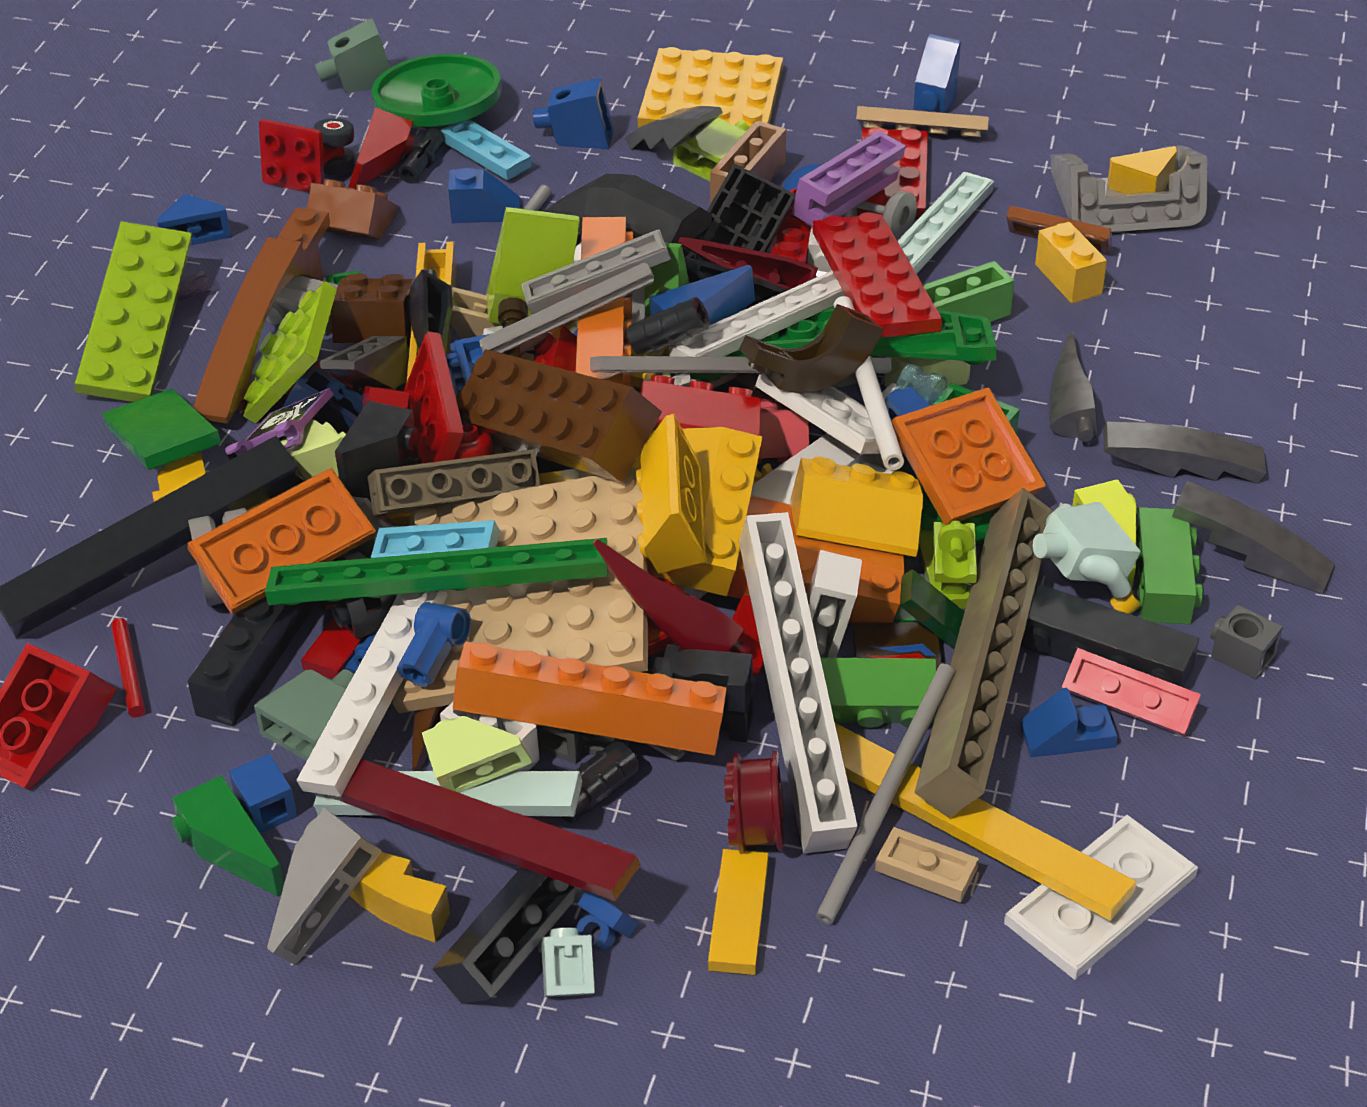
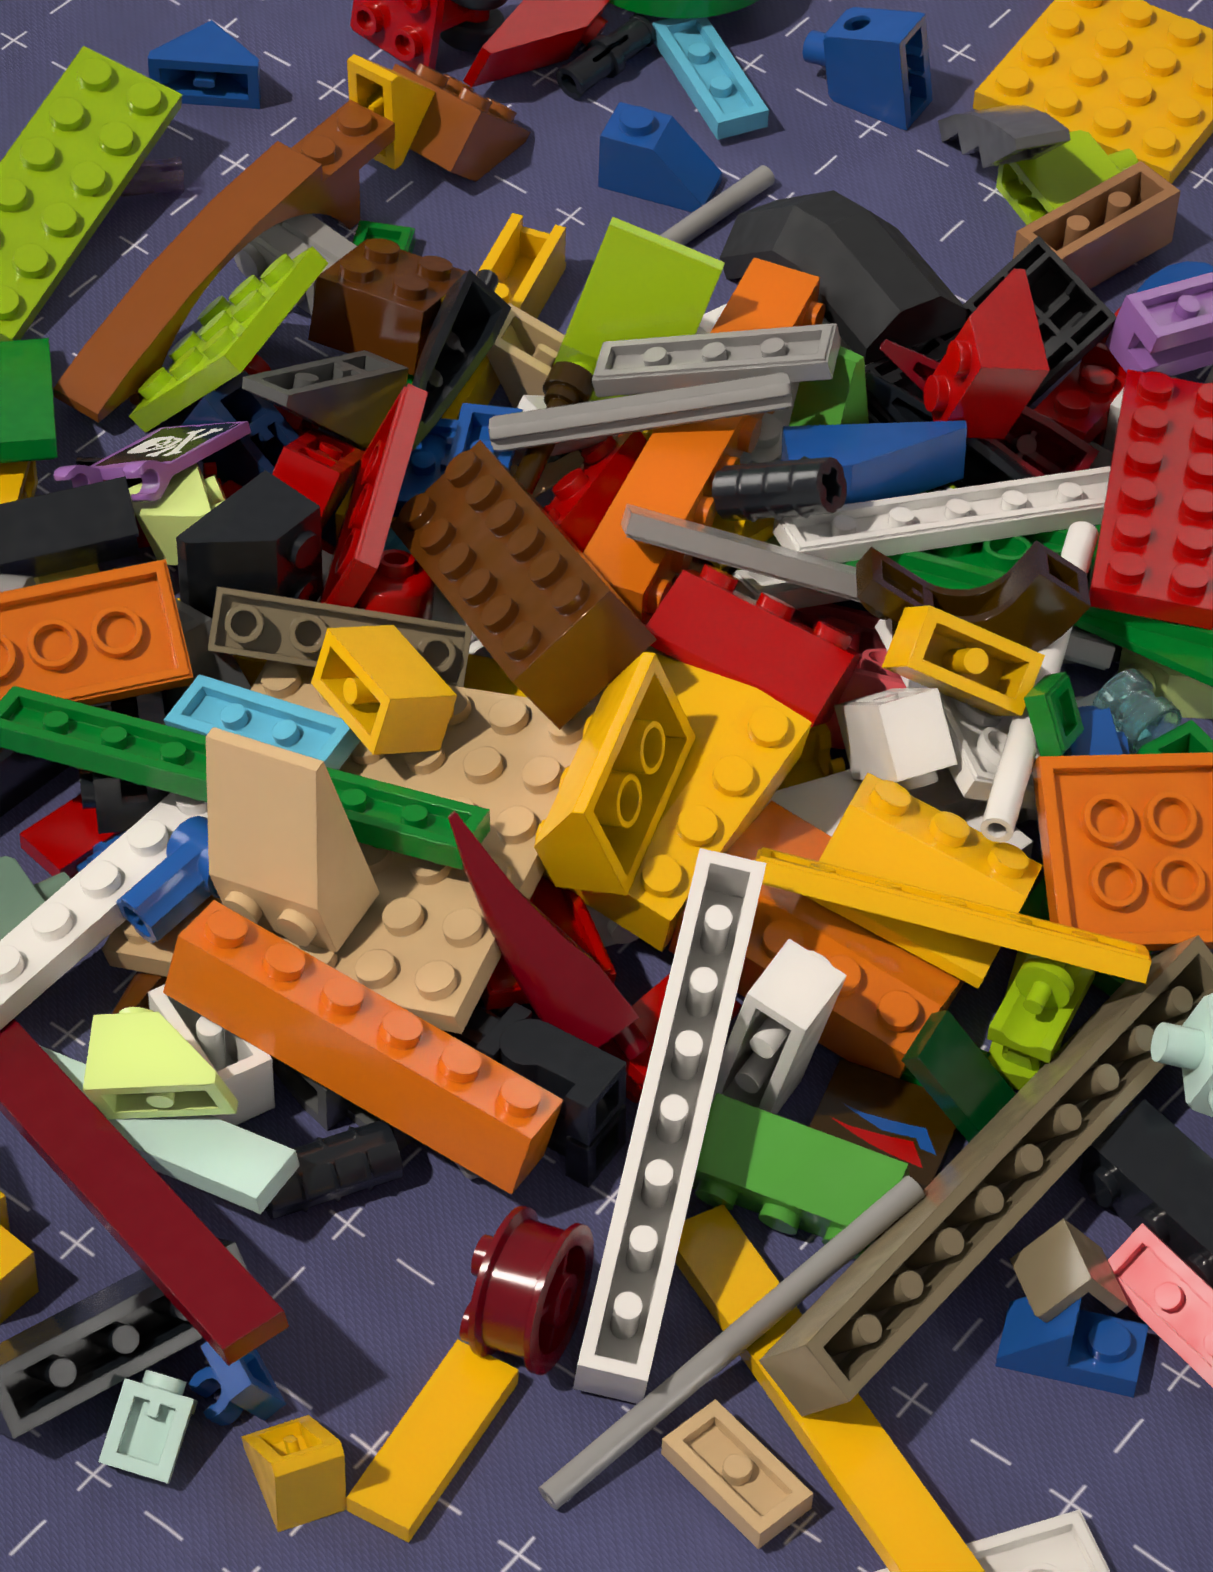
camera: 20 degrees right, 5 degrees up
(319, 197) = (391, 97): none -> yellow slope
(495, 589) = (283, 842): none -> tan slope
(505, 495) = (383, 689): none -> yellow brick
(671, 955) = (298, 1471): none -> yellow slope
(752, 228) = (991, 363): none -> red slope
(804, 433) = (897, 736): none -> white brick
(827, 379) = (963, 661): none -> yellow brick
(890, 393) = (1054, 714): none -> green tile
(901, 515) = (955, 915): none -> yellow tile
(1049, 689) = (1064, 1268): none -> dark tan panel

